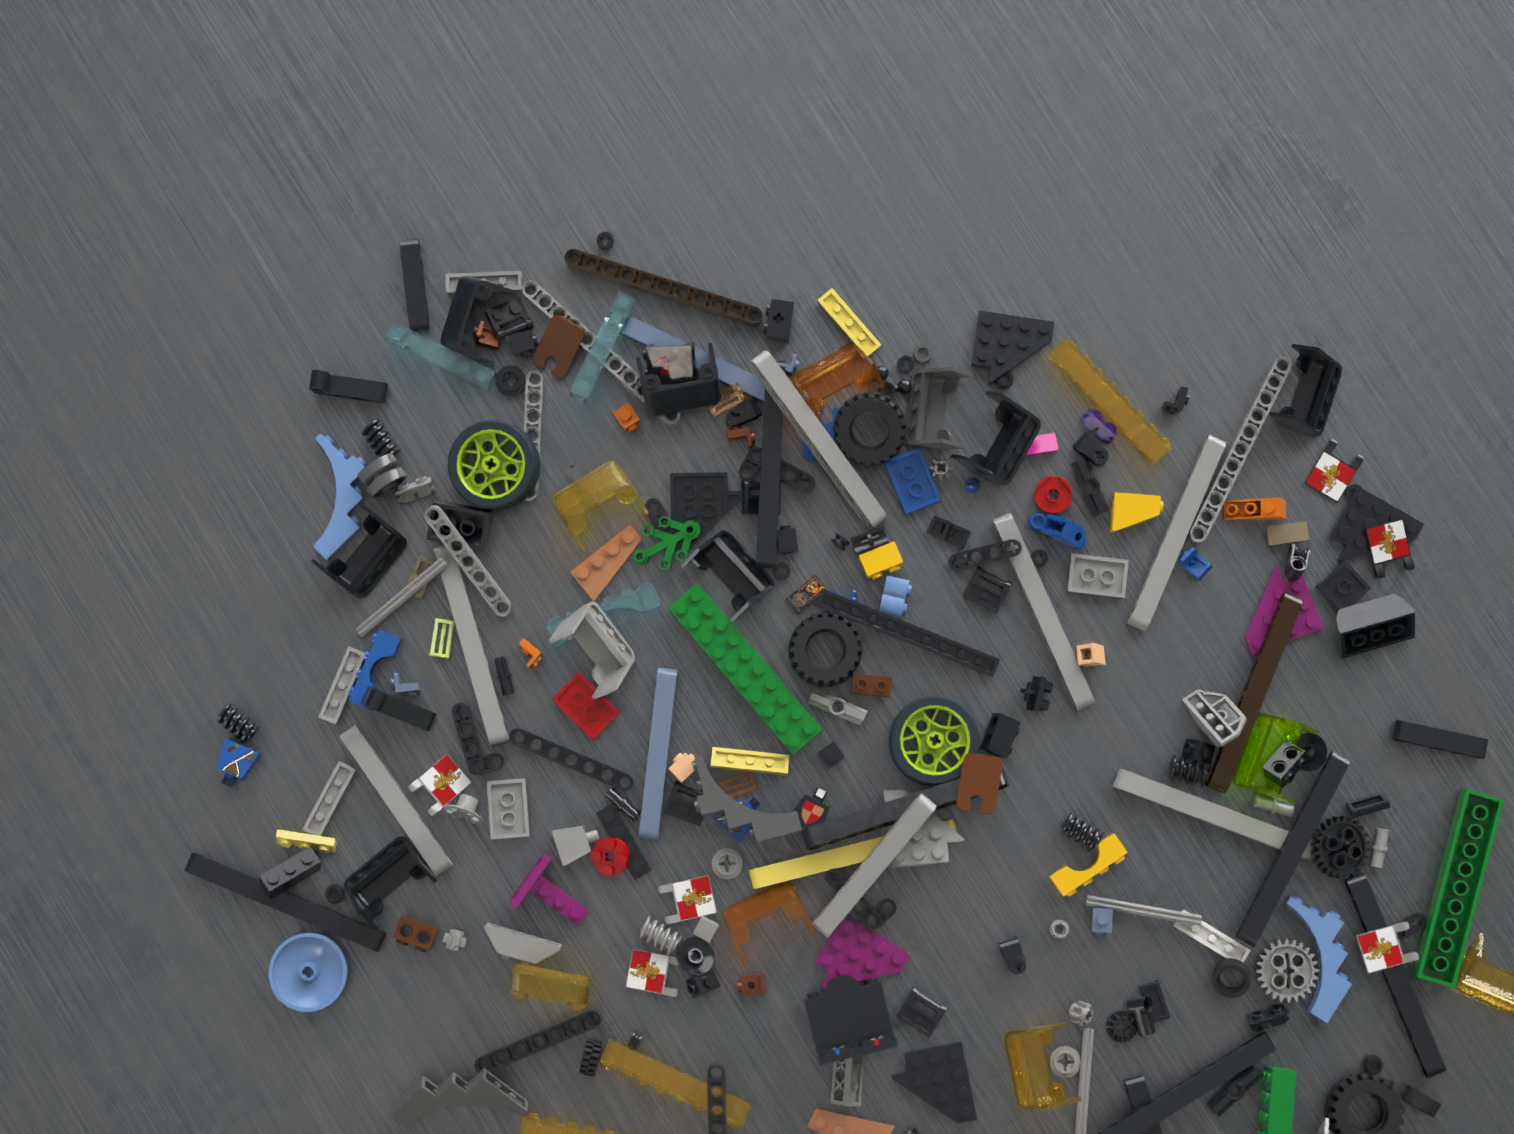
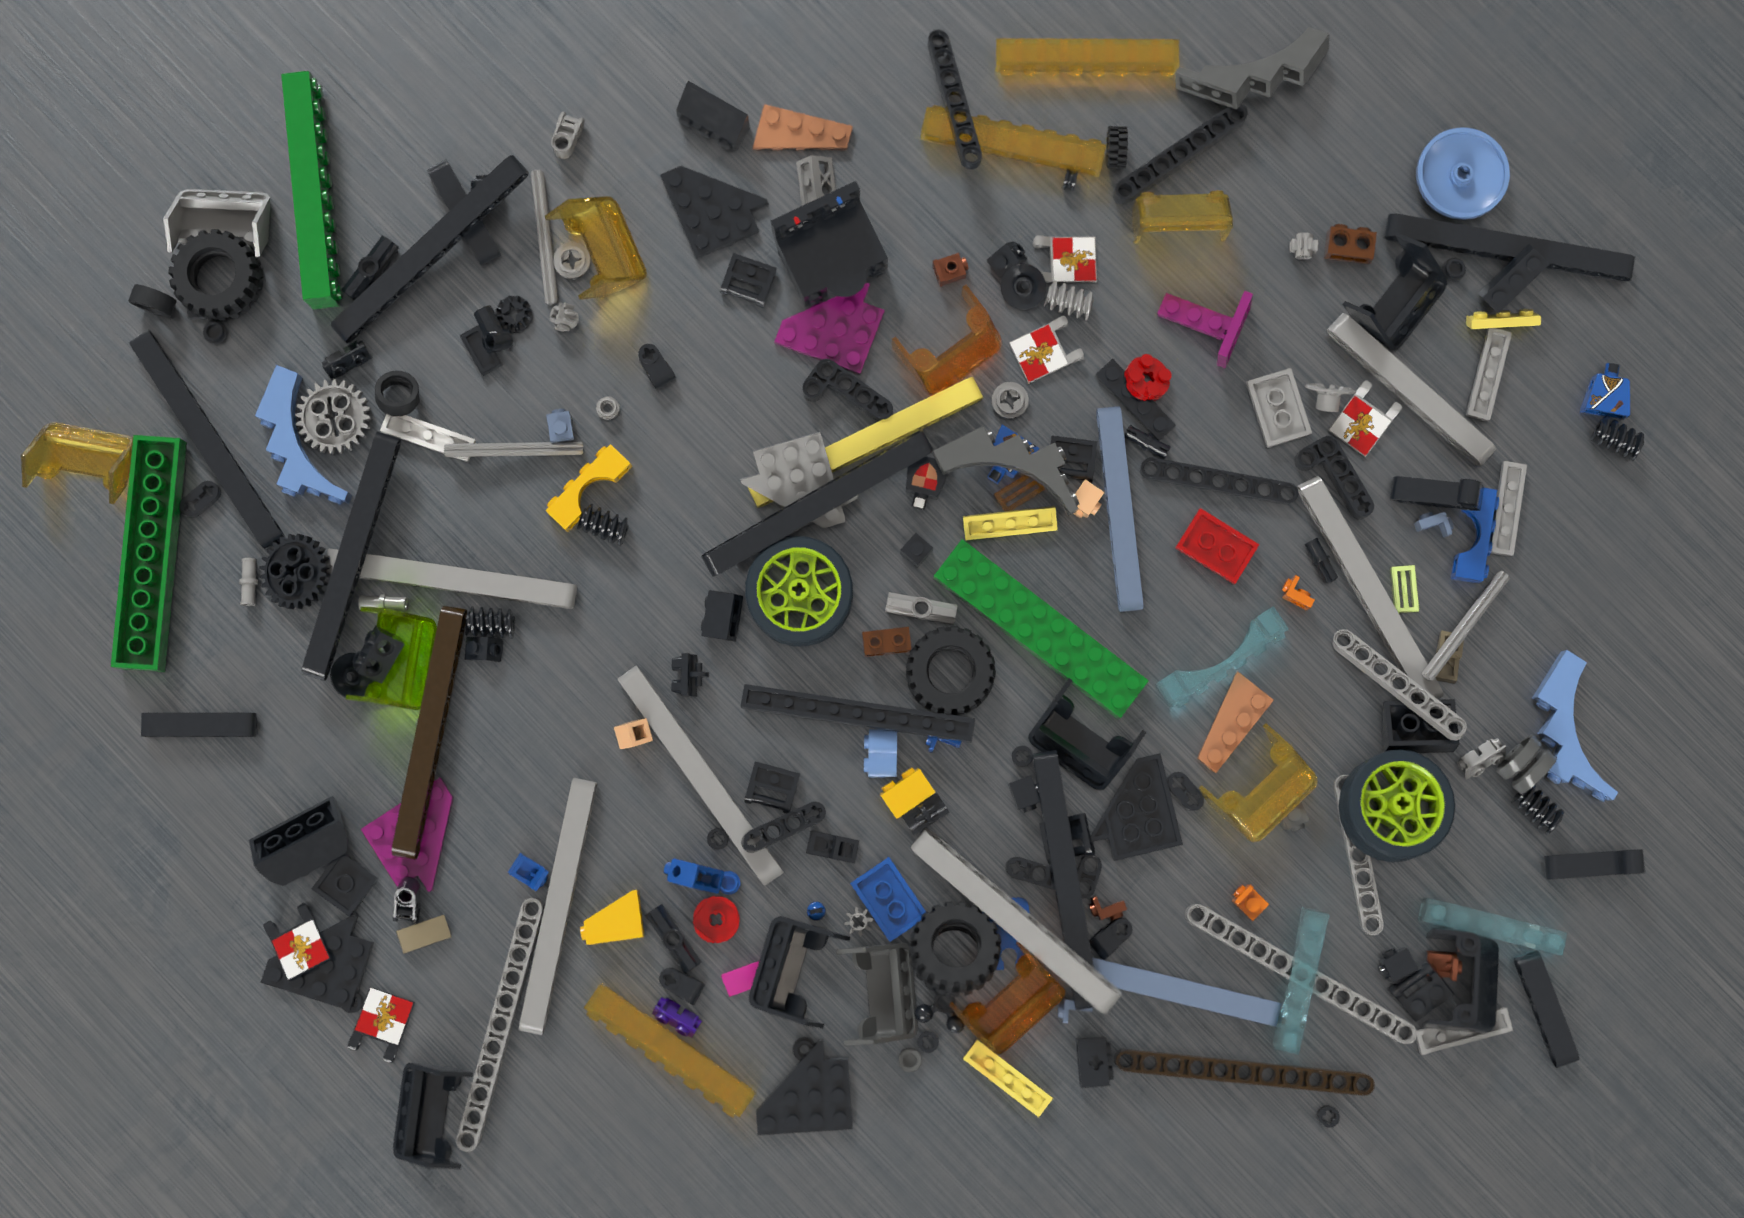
camera: 170 degrees right, 0 degrees up
(369, 559) = (1515, 661): black windscreen -> none
(503, 375) = (1410, 921): black gear -> none
(520, 945) = (1229, 252): light grey wedge -> none
(560, 341) = (1353, 976): reddish brown piece -> none
(574, 843) = (1193, 385): light grey torso -> none
(601, 643) = (1217, 623): light grey windscreen -> none
(669, 541) = (1164, 760): green plant -> none
(671, 363) = (1214, 975): panel -> none
(681, 397) = (1189, 937): black windscreen -> none
(705, 929) = (1017, 320): light grey tile -> none
(738, 392) = (1124, 959): clear orange tile -> none
(805, 594) = (987, 734): tile -> none
(840, 542) = (960, 805): black bush -> none
(874, 865) = (839, 429): light grey beam -> none
(982, 778) = (736, 555): reddish brown piece -> none
(1097, 575) = (643, 832): light grey plate -> none
(1181, 399) = (583, 1071): black bracket -> none
(1215, 716) = (470, 693): light grey wedge -> none
(1255, 509) = (468, 954): orange slope -> none
(1367, 805) = (271, 628): black tile -> none
(1382, 948) = (226, 464): flag -> none

